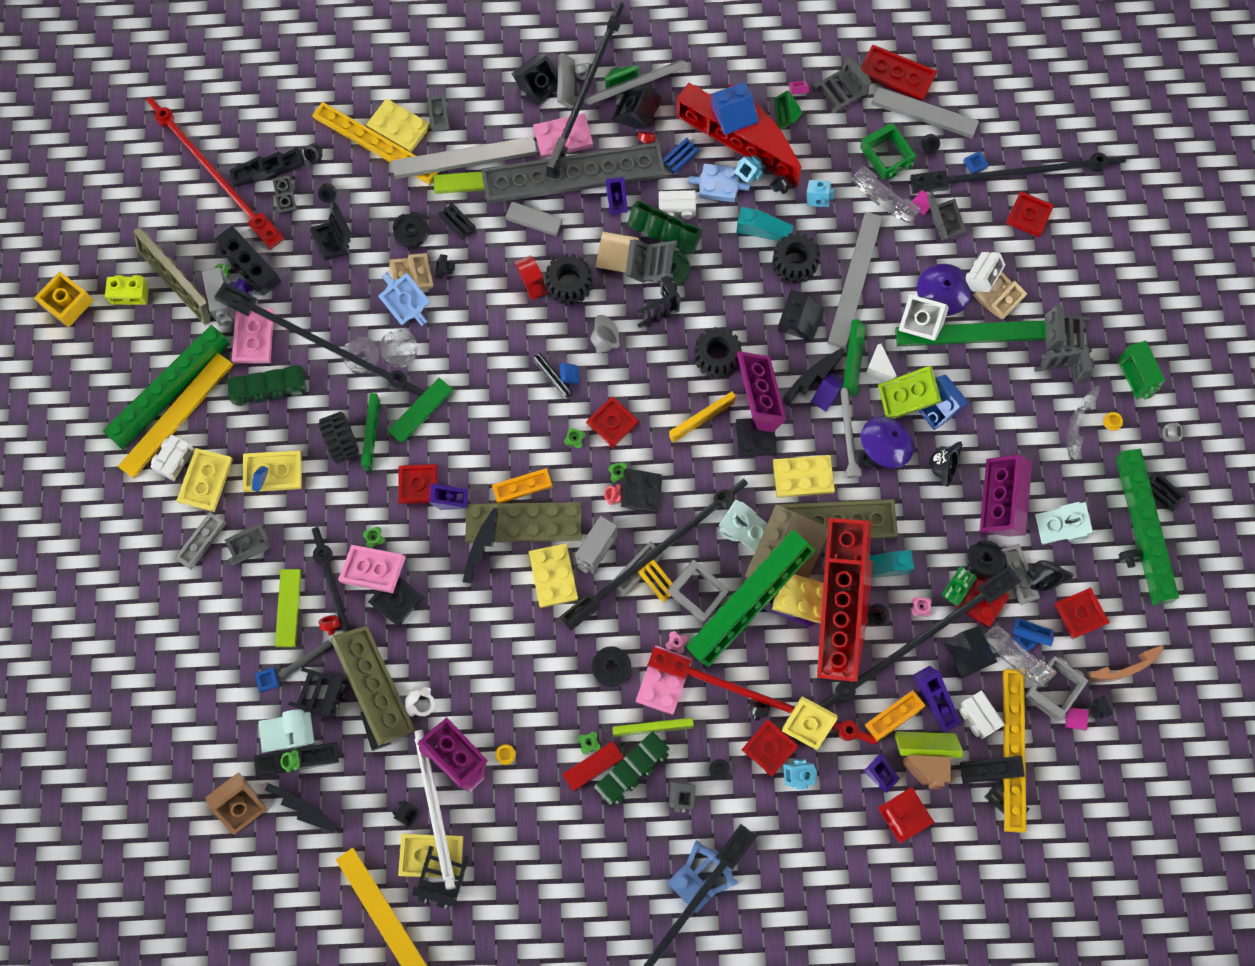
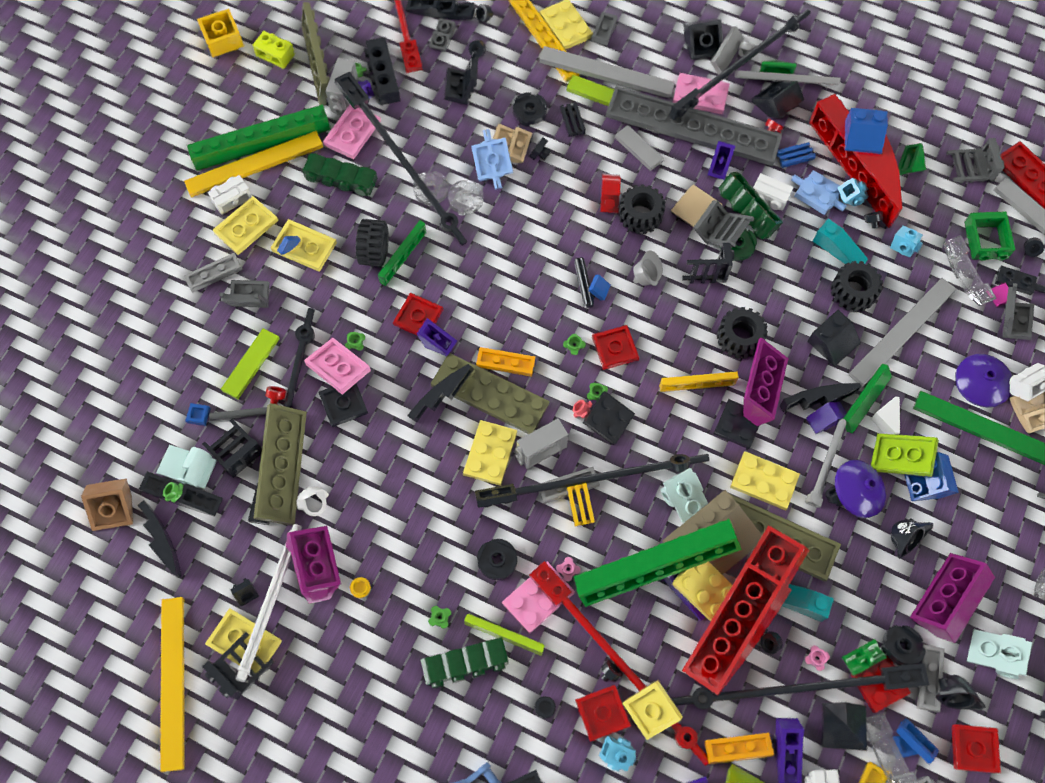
camera: 25 degrees right, 5 degrees down
(420, 410) = (454, 256): green tile -> none
(593, 766) = (431, 640): red tile -> none
(673, 590) = (589, 521): light grey window -> none
(688, 796) = (504, 712): dark grey brick -> none
(798, 87) = (932, 145): dark pink tile -> none
(923, 317) = (952, 393): white slope -> none

